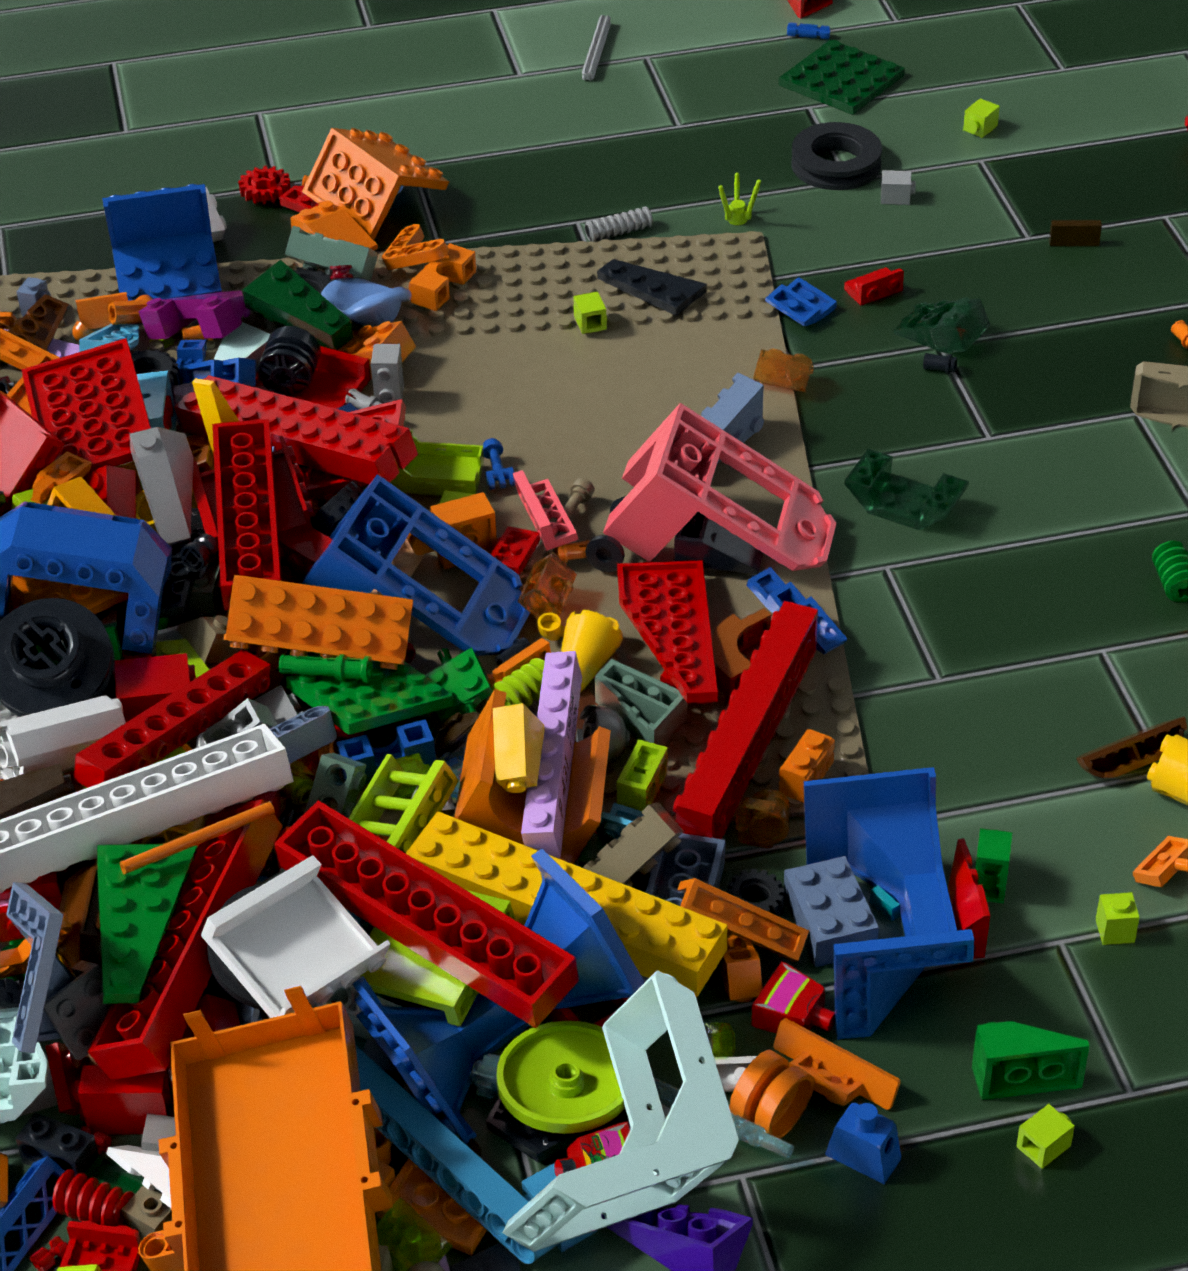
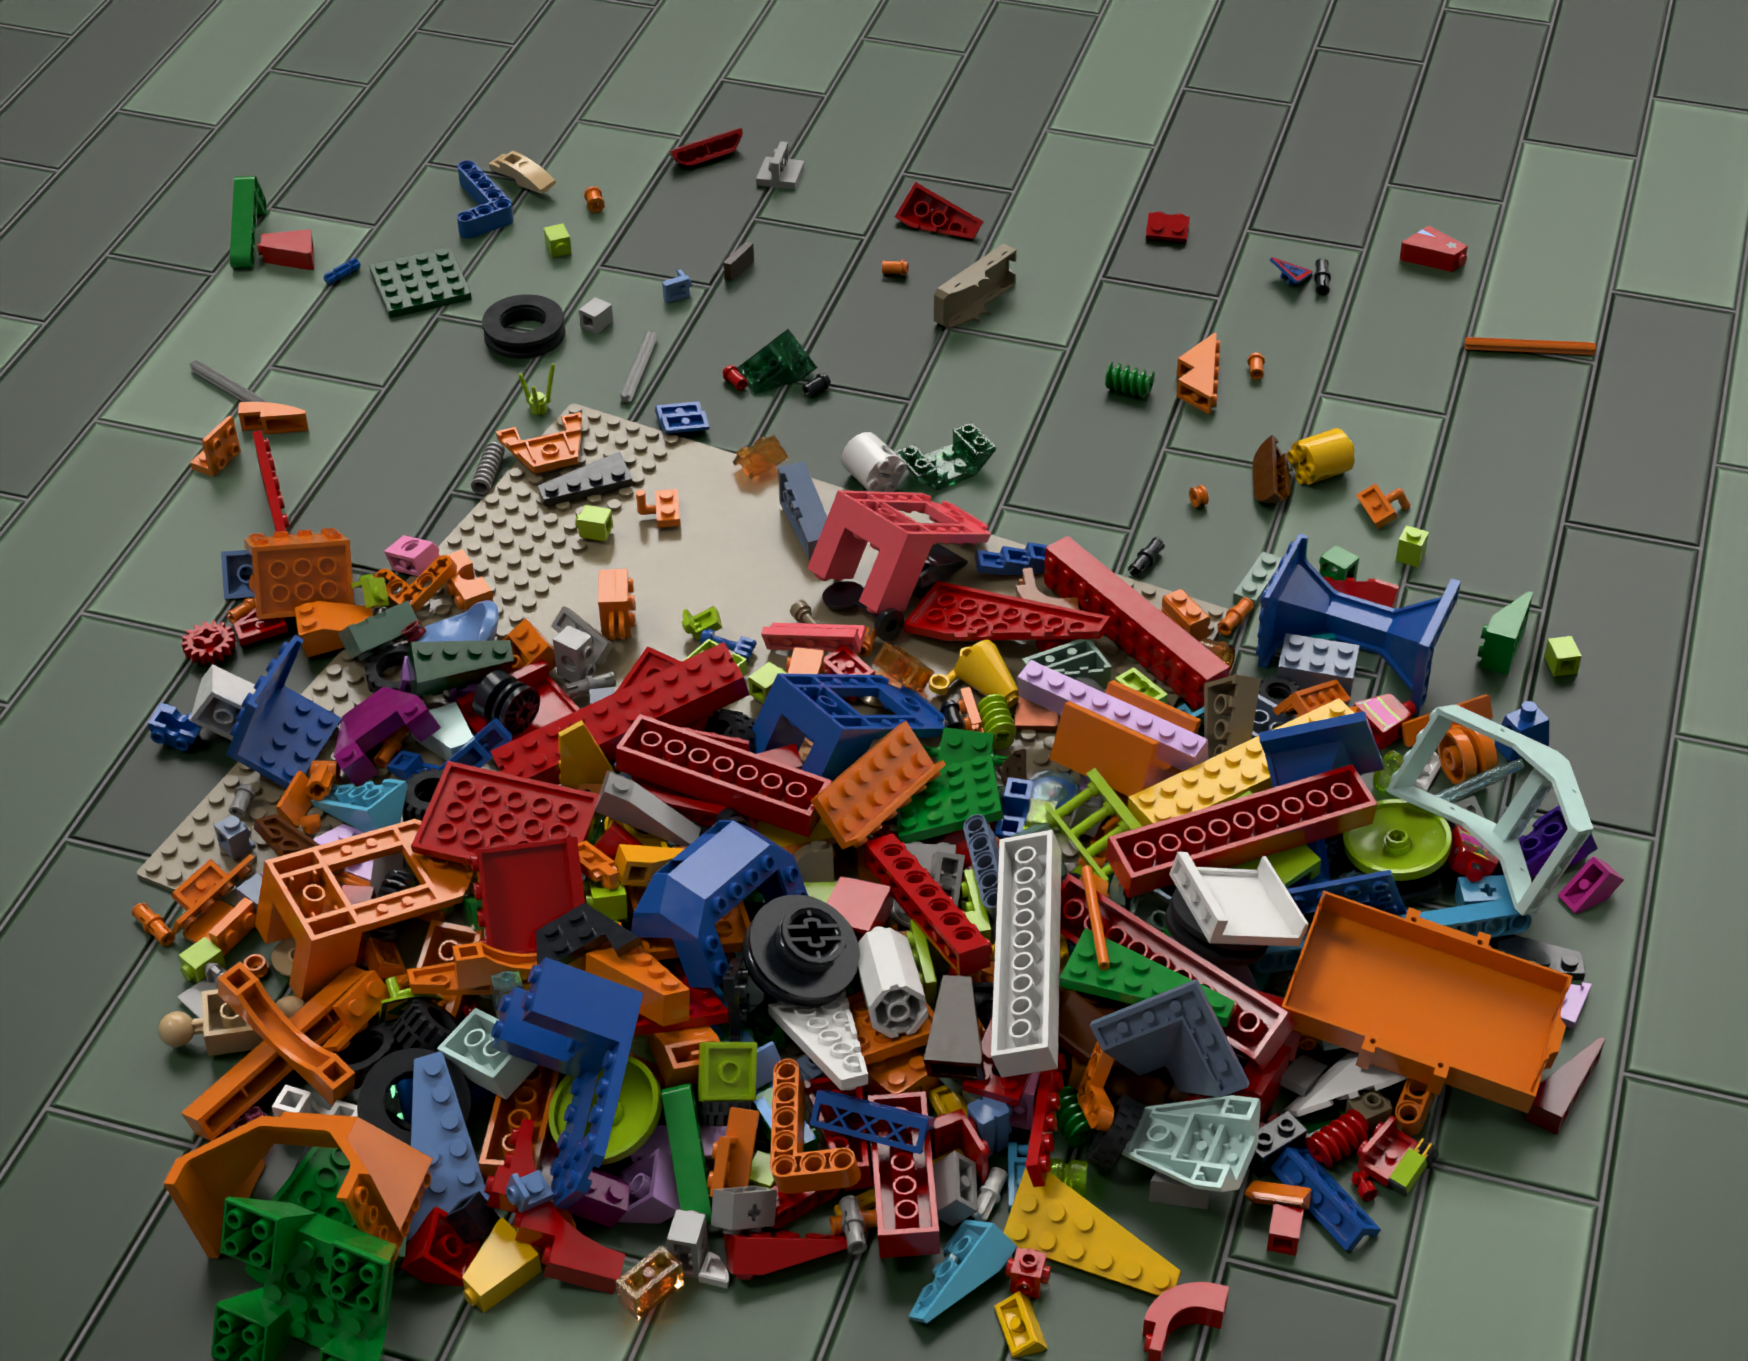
camera: 60 degrees left, 0 degrees up
(85, 285) = (243, 795): none -> light grey pin
(338, 667) = (926, 797): green pin -> none
(382, 231) = (373, 590): none -> lime bracket
(431, 373) = (600, 643): none -> light grey plate
(457, 230) = (411, 555): none -> bright pink brick
(471, 120) = (270, 481): none -> red wing
(474, 368) = (616, 603): none -> orange brick
(500, 74) = (219, 448): none -> orange bracket
(505, 432) = (703, 621): none -> lime bracket
(517, 747) = (1131, 713): yellow slope -> none
(570, 84) = (272, 417): none -> orange slope
(655, 348) = (665, 509): none -> orange plate
(673, 246) = (546, 451): none -> orange wing
(840, 443) = (873, 463): none -> white cylinder
(853, 245) = (638, 367): none -> light grey axle
(875, 285) = (696, 376): red bracket -> none
(895, 703) = (1146, 557): none -> black pin
(899, 304) = (732, 374): none -> red pin
(965, 810) = (1257, 578): none -> plate
(988, 67) = (494, 208): none -> blue beam
(991, 214) = (676, 288): none -> medium blue bracket
(1036, 705) = (1198, 496): none -> orange bush
(1055, 54) = (525, 171): none -> tan slope
(1067, 108) = (594, 199): none -> orange bush

